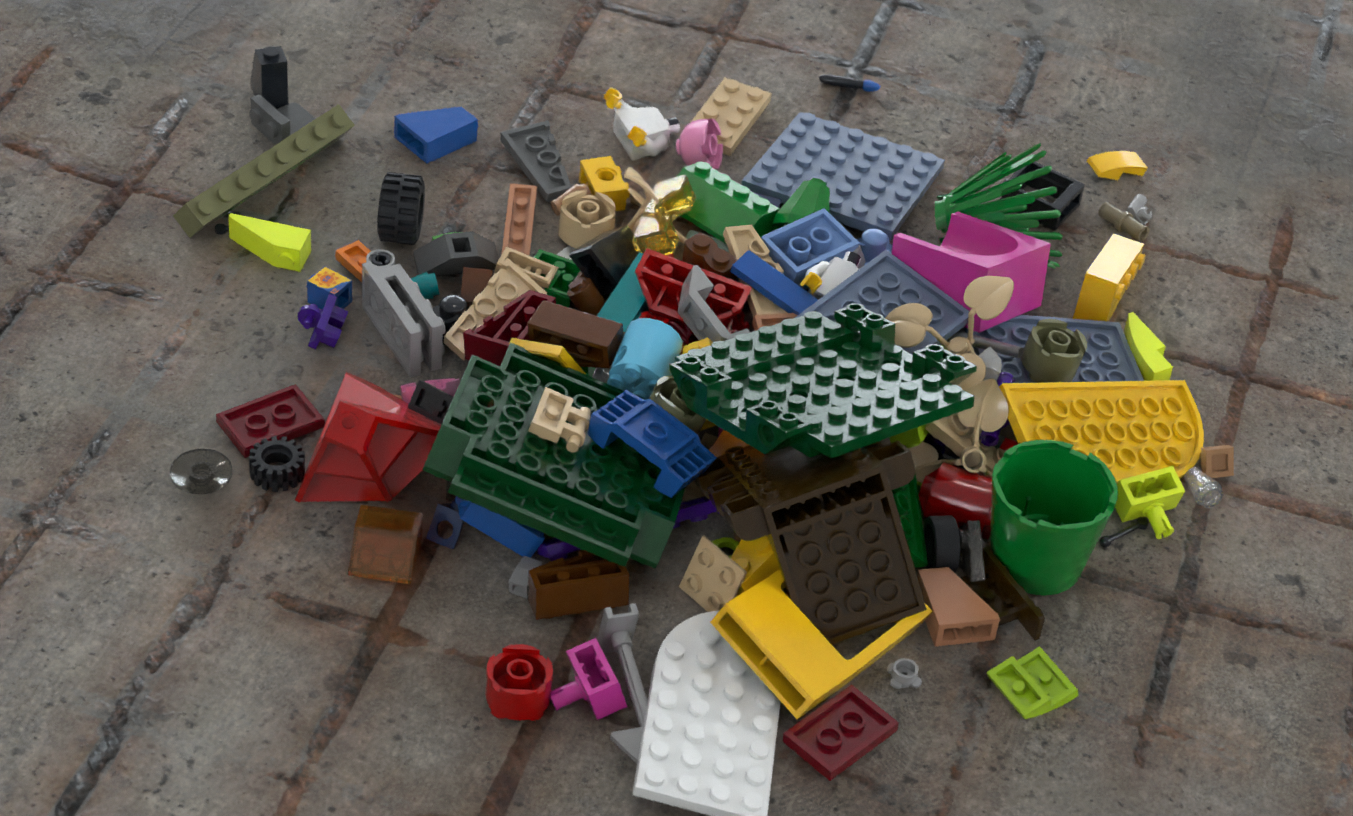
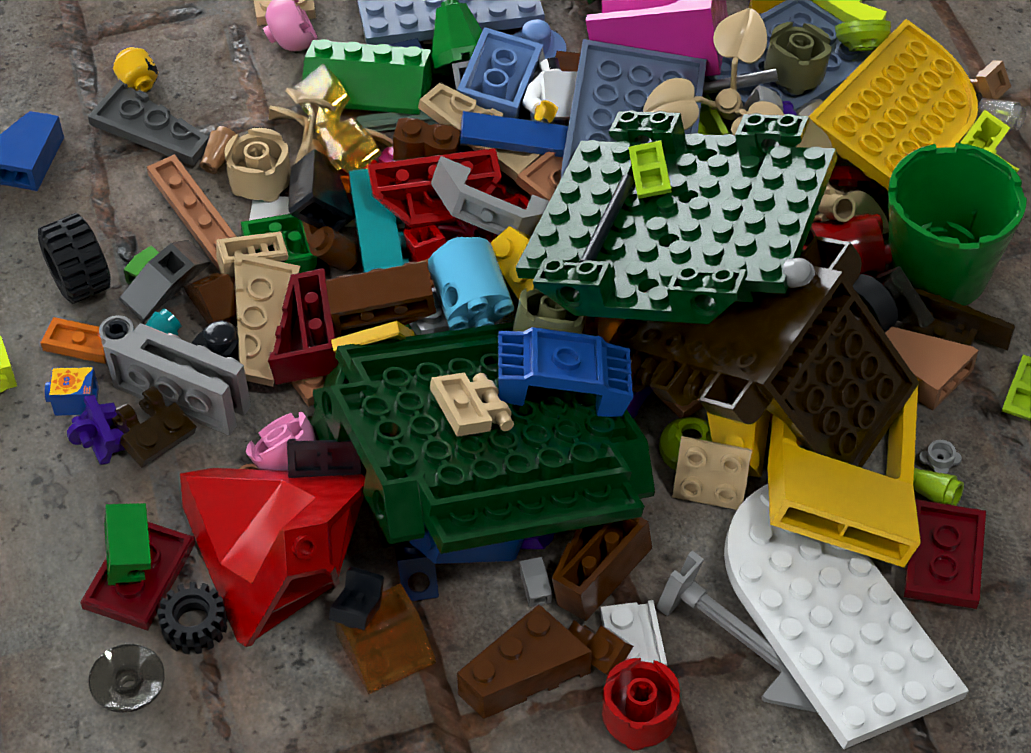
camera: 30 degrees left, 10 degrees up
(272, 391) = (126, 542): none -> green hinge
(359, 345) = (158, 433): none -> dark brown plate
(380, 503) = (359, 599): none -> black bracket
(462, 613) = (521, 662): none -> reddish brown wedge
(529, 633) = (606, 646): none -> reddish brown plate
(554, 643) = (637, 626): none -> white plate
(564, 120) = (136, 69): none -> yellow head
(592, 682) = (703, 653): dark pink brick -> none
(606, 178) = (232, 110): yellow brick -> none
(640, 129) = (215, 37): white torso -> none
(769, 359) = (608, 218): none -> black bar
(834, 346) = (649, 169): none -> lime slope
(851, 445) = (798, 272): none -> light grey hinge
(880, 689) = (938, 486): none -> lime cone
(1130, 367) = (863, 34): none -> lime piece

